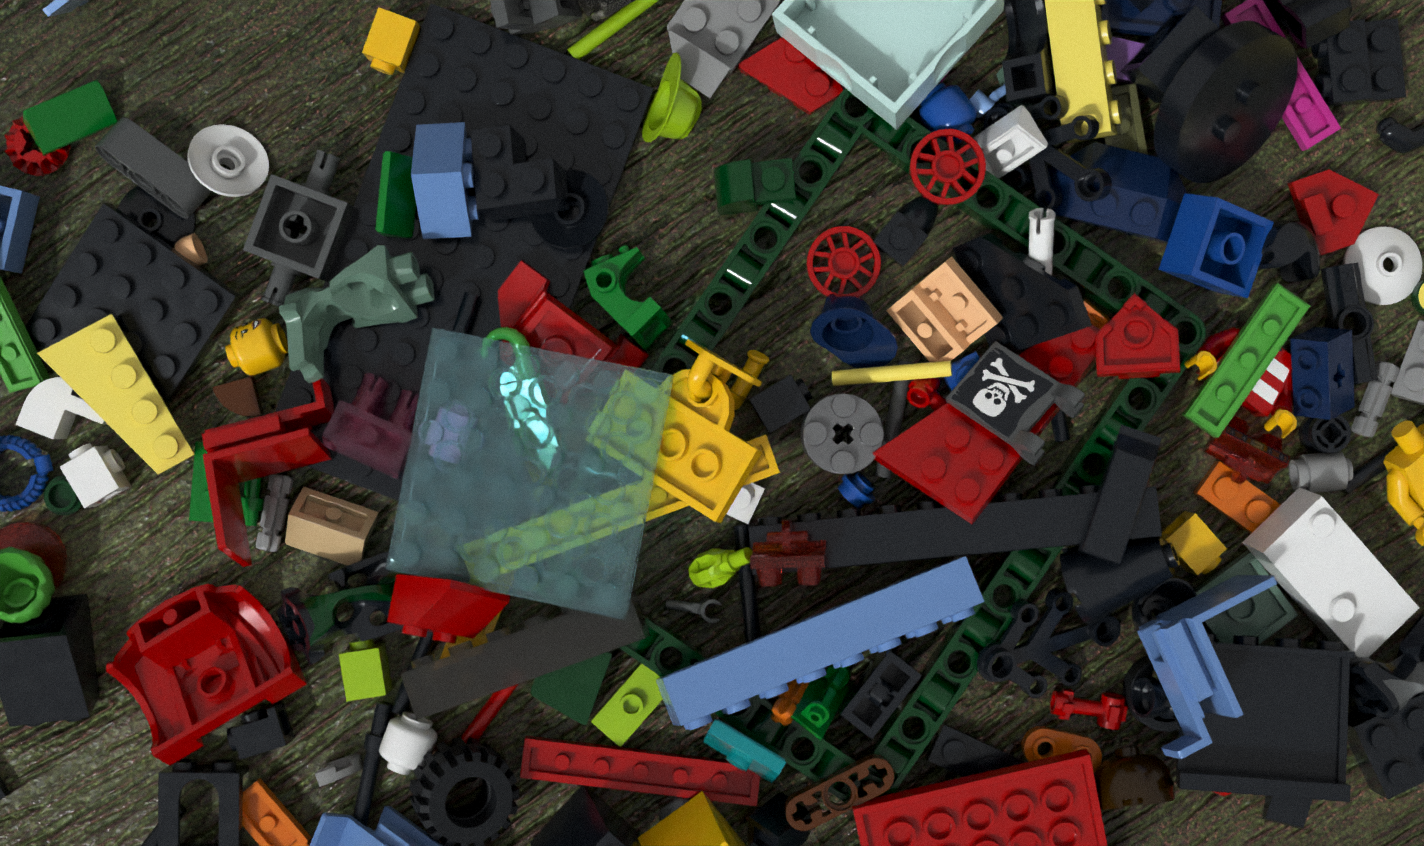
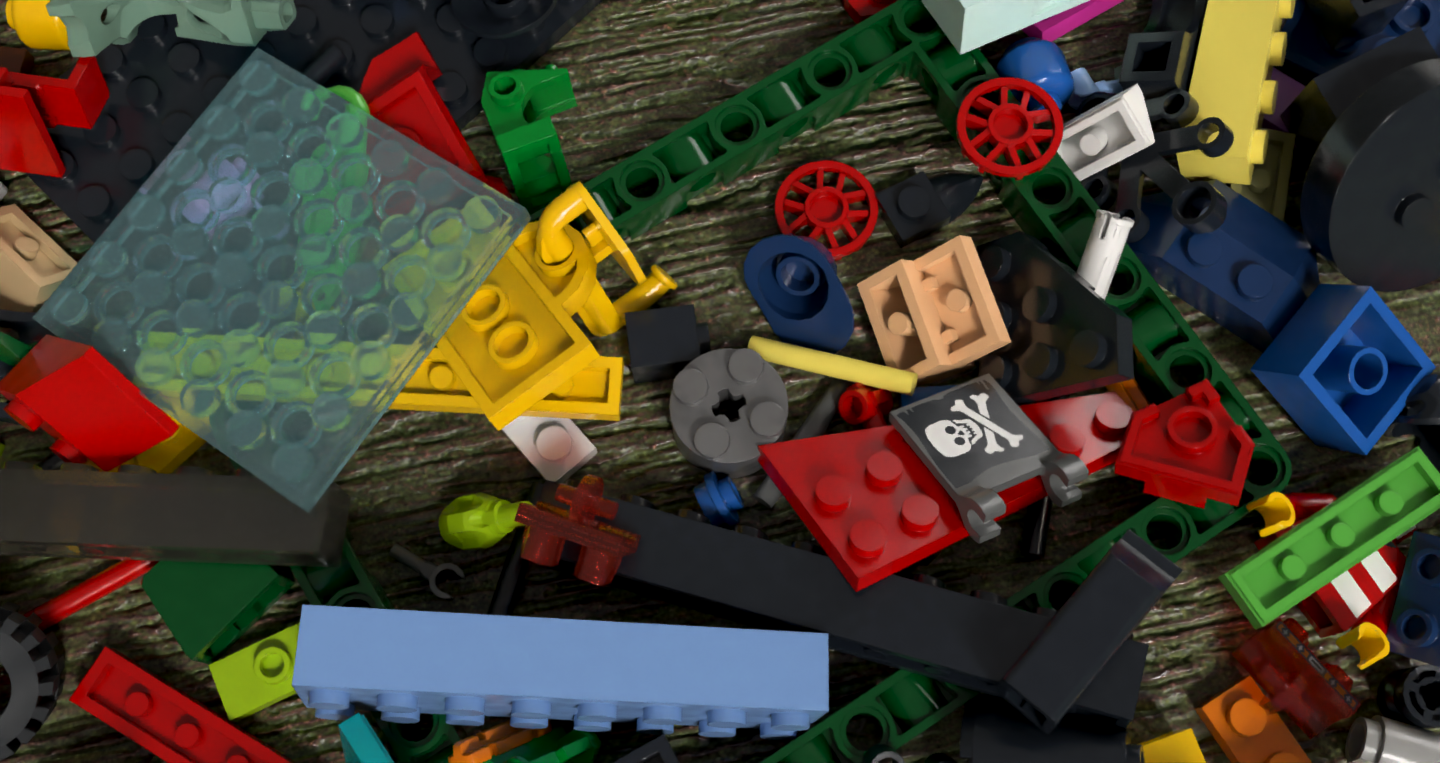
camera: 20 degrees right, 15 degrees down
(368, 438) = (106, 141): clear pink brick -> none
(747, 184) = (745, 54): dark green brick -> none

